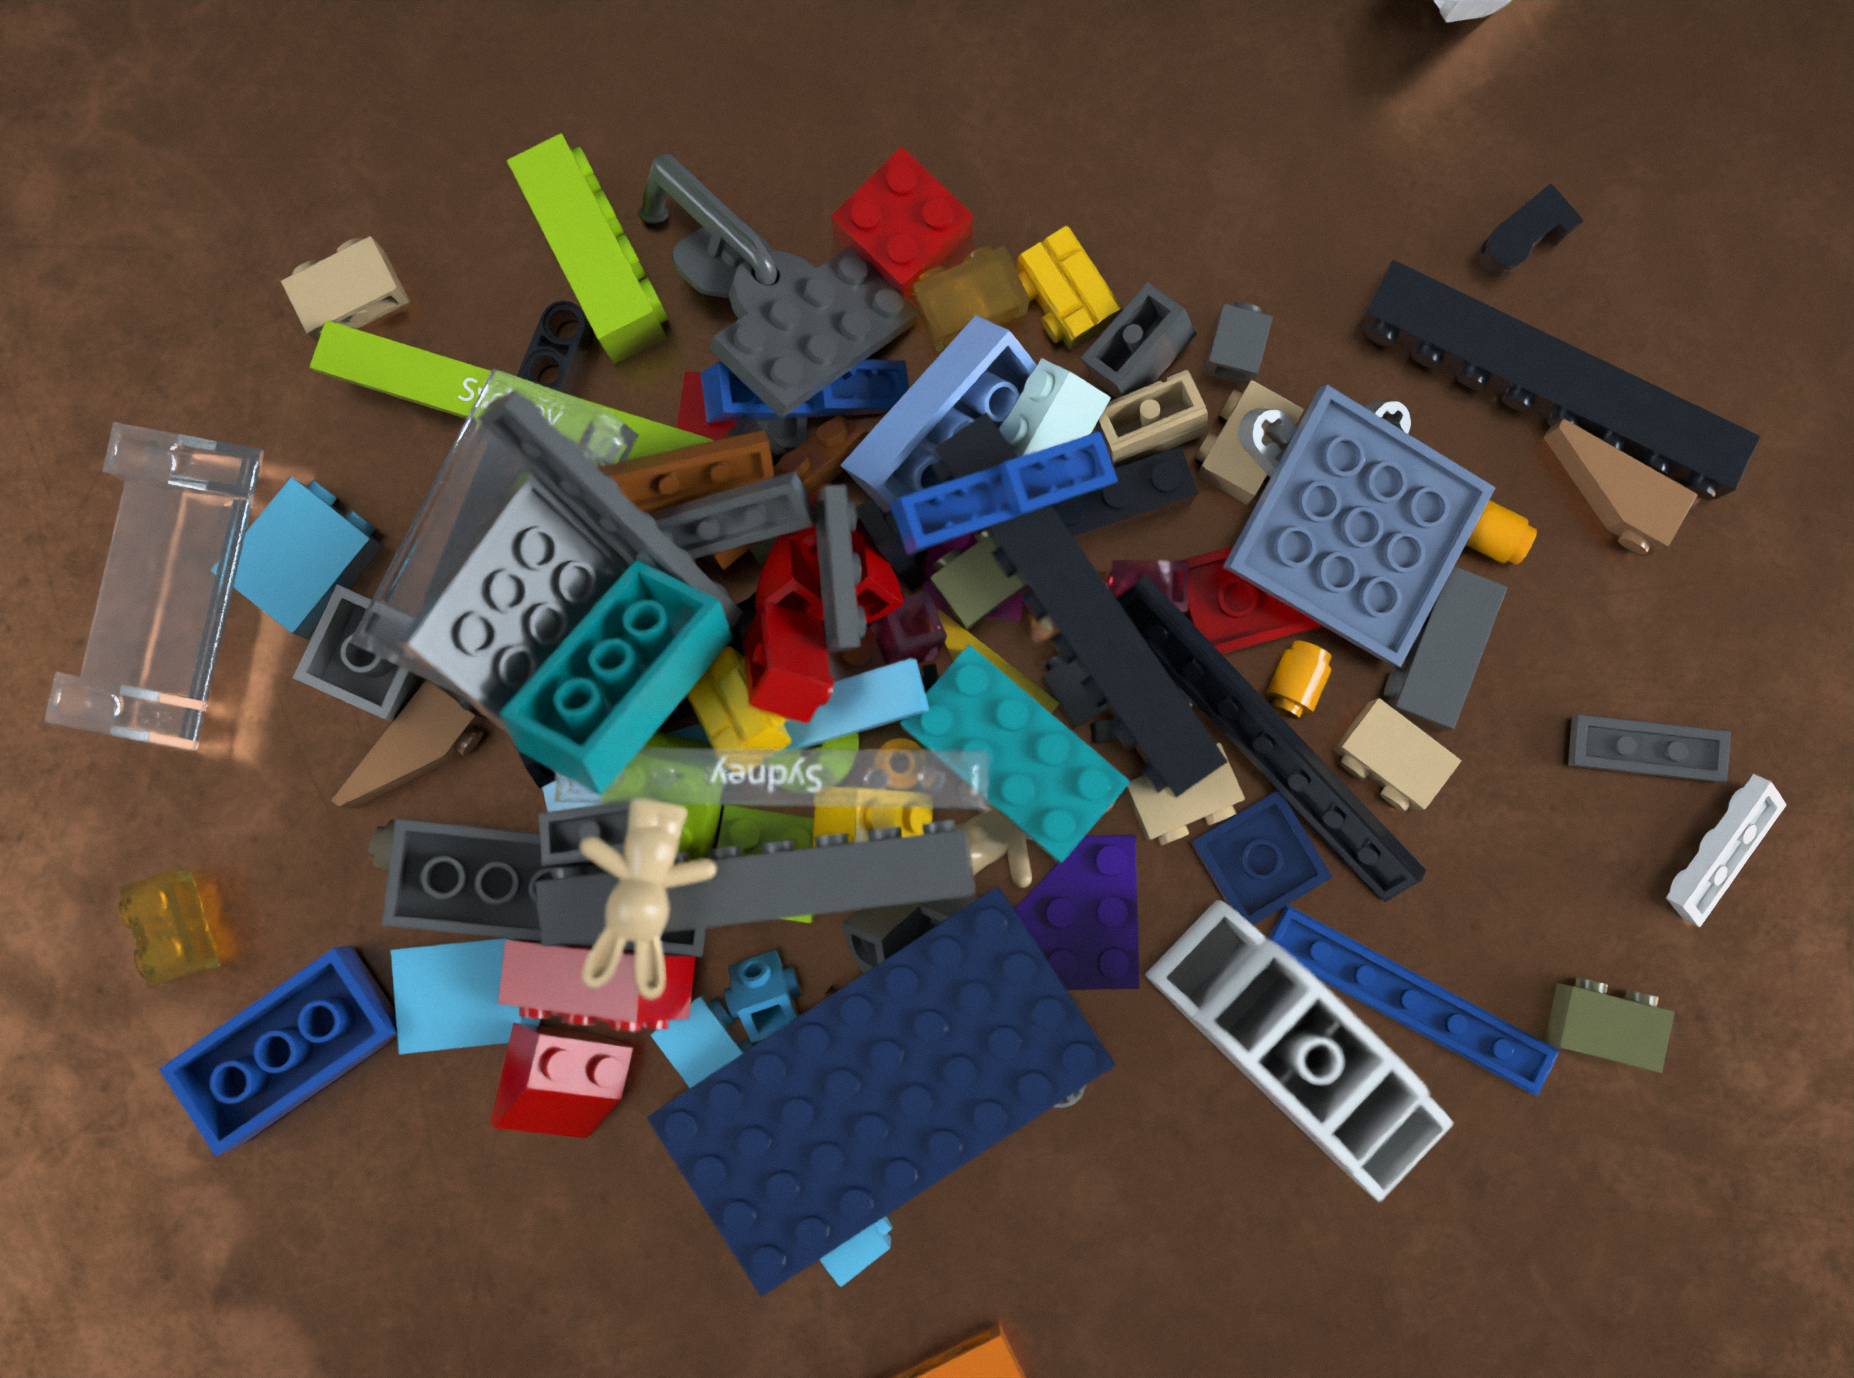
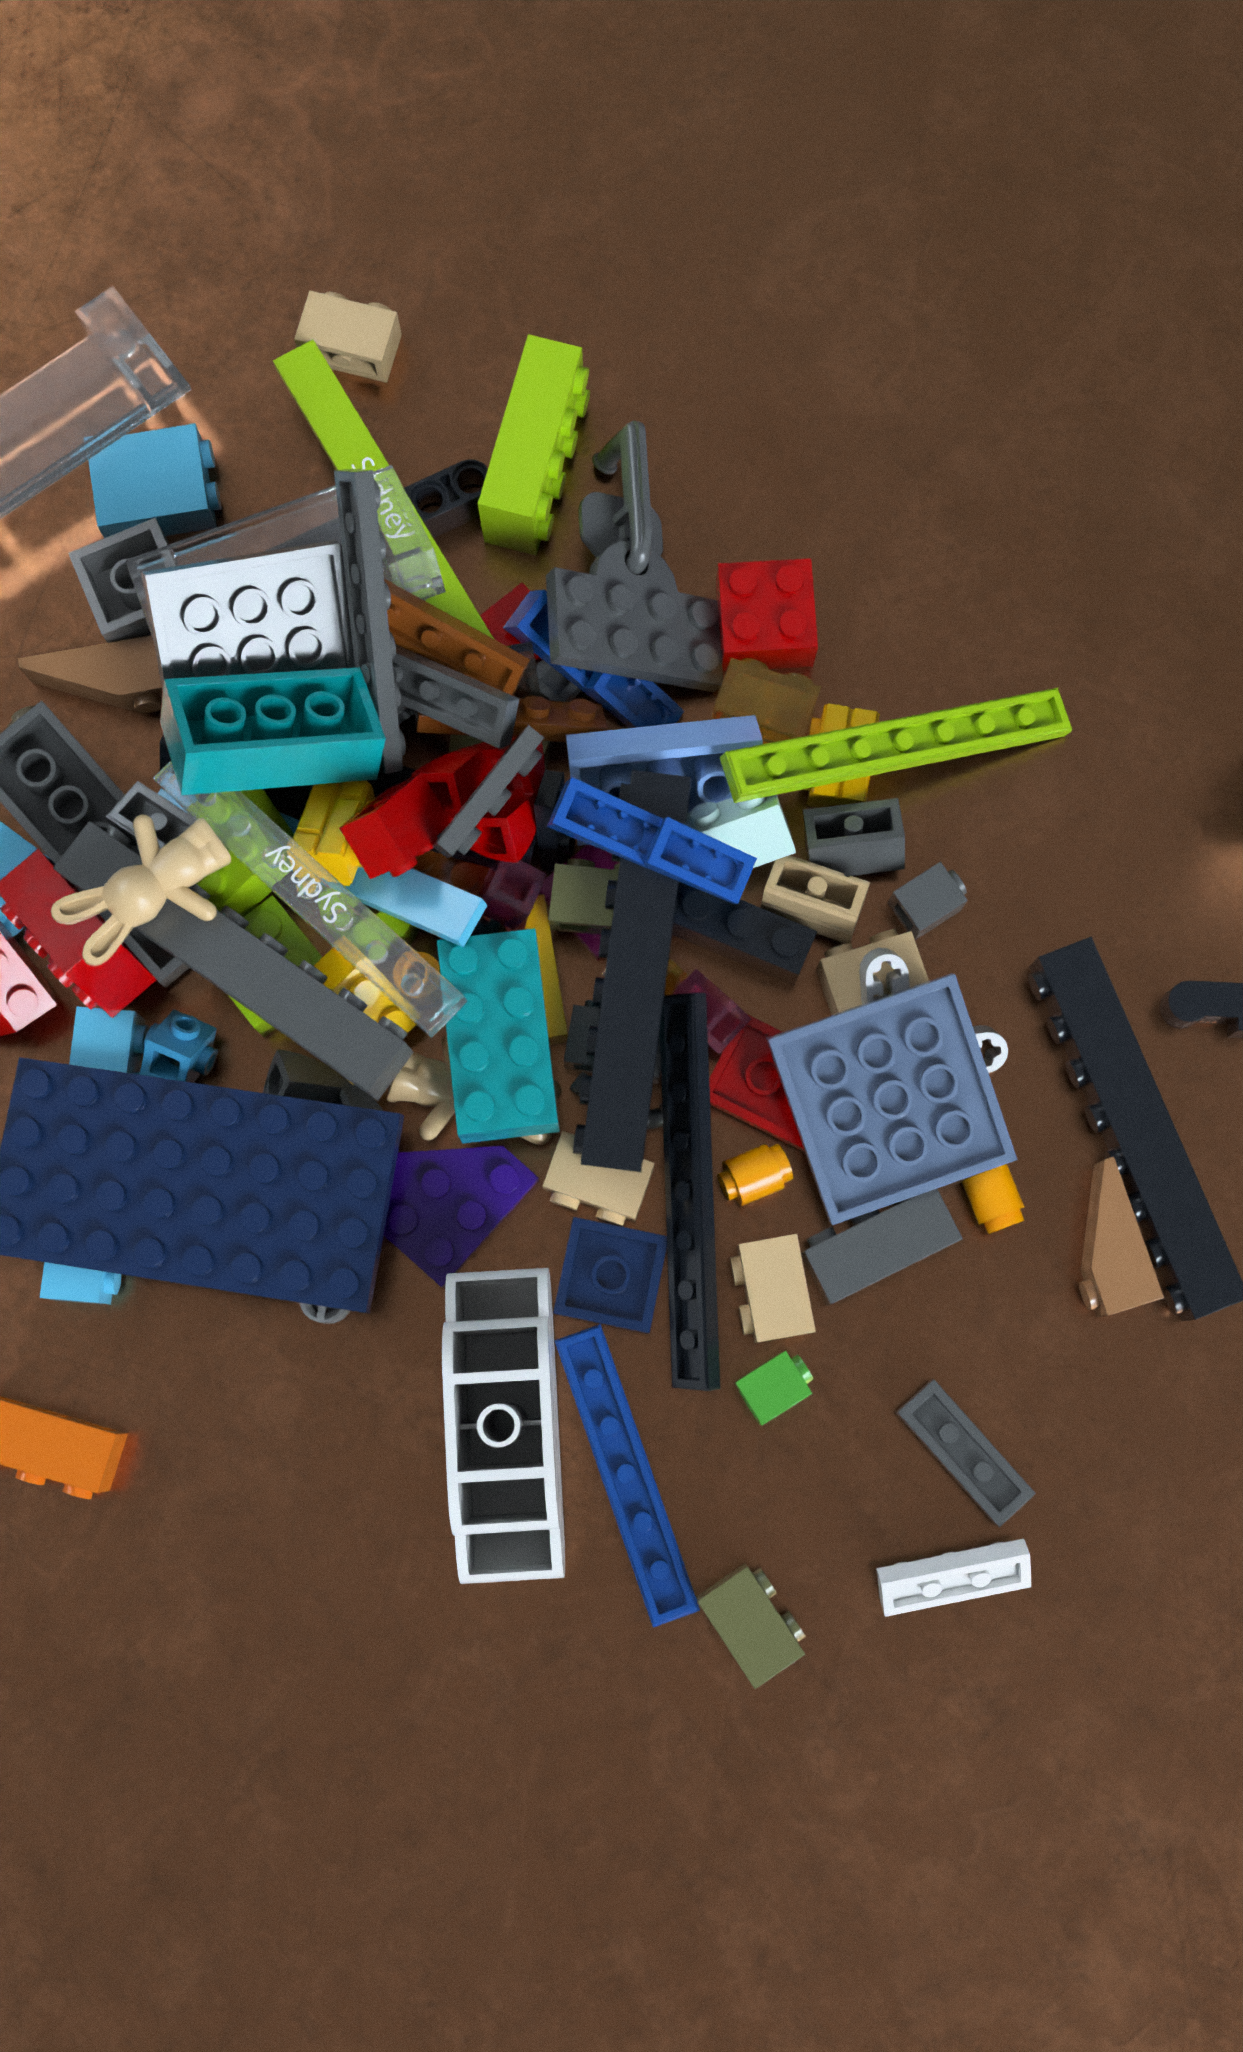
camera: 40 degrees right, 5 degrees down
(1106, 242) = (894, 744): none -> lime tile
(1463, 830) = (775, 1386): none -> bright green brick

